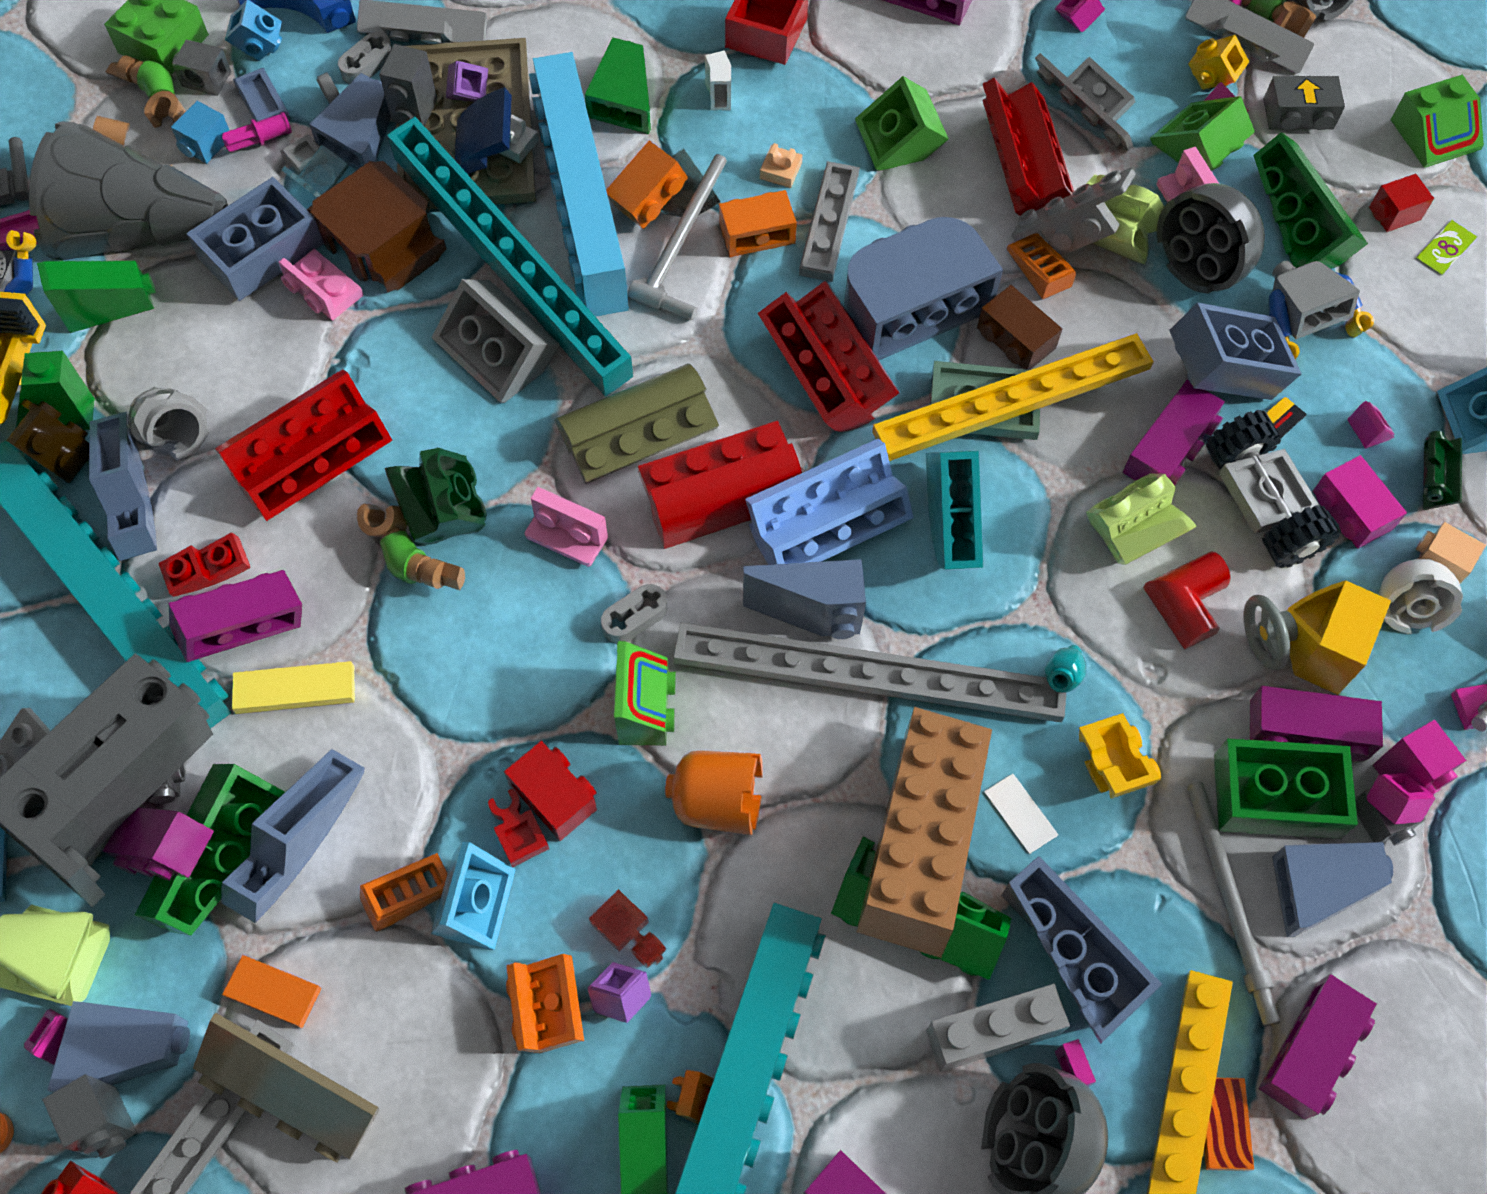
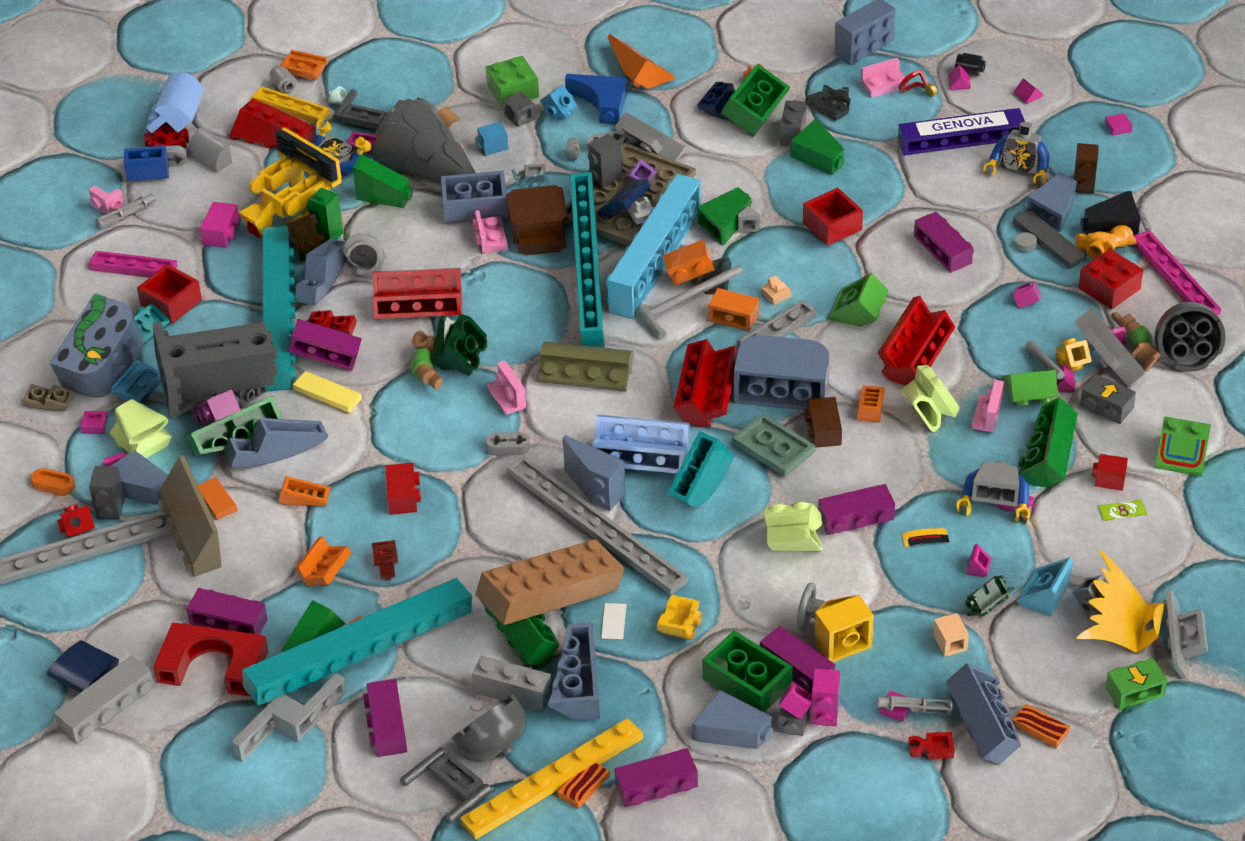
camera: 40 degrees right, 20 degrees down
(156, 83) = (490, 107): medium nougat piece -> none
(256, 132) = (519, 151): dark pink axle -> none
(260, 95) = (537, 138): sand blue tile -> none
(354, 122) = (566, 163): sand blue slope -> none
(473, 897) = (329, 506): medium azure slope -> none
(493, 339) = (550, 295): light grey slope -> none
(519, 832) = (373, 497): red plate -> none
(619, 992) = (360, 579): medium lavender slope -> none
(642, 696) = (474, 470): bright green slope -> none
(662, 79) = (748, 220): none -> light grey slope
(708, 484) = (578, 403): red brick -> none
(716, 790) = (475, 525): orange cylinder -> none
(718, 80) = (778, 235): white piece -> none
(1013, 396) = (788, 445): yellow plate -> none
(1066, 669) = (690, 569): teal plant -> none
(1074, 1061) = (534, 718): dark pink tile -> none
(1078, 217) = (896, 381): light grey bracket -> none
(1094, 92) = (985, 338): light grey bracket -> none
(1180, 594) = (789, 576): red brick -> none
(1183, 87) = (1044, 359): none -> light grey bar
(1211, 237) = (969, 426): dark grey cylinder -> none
(1234, 352) = (921, 482): sand blue brick -> none
(1257, 980) = (658, 740): light grey bar -> none
(1270, 489) = (879, 553): plate -> none
(1359, 502) = (926, 587): dark pink brick -> none
(1421, 596) = (908, 638): white cylinder -> none

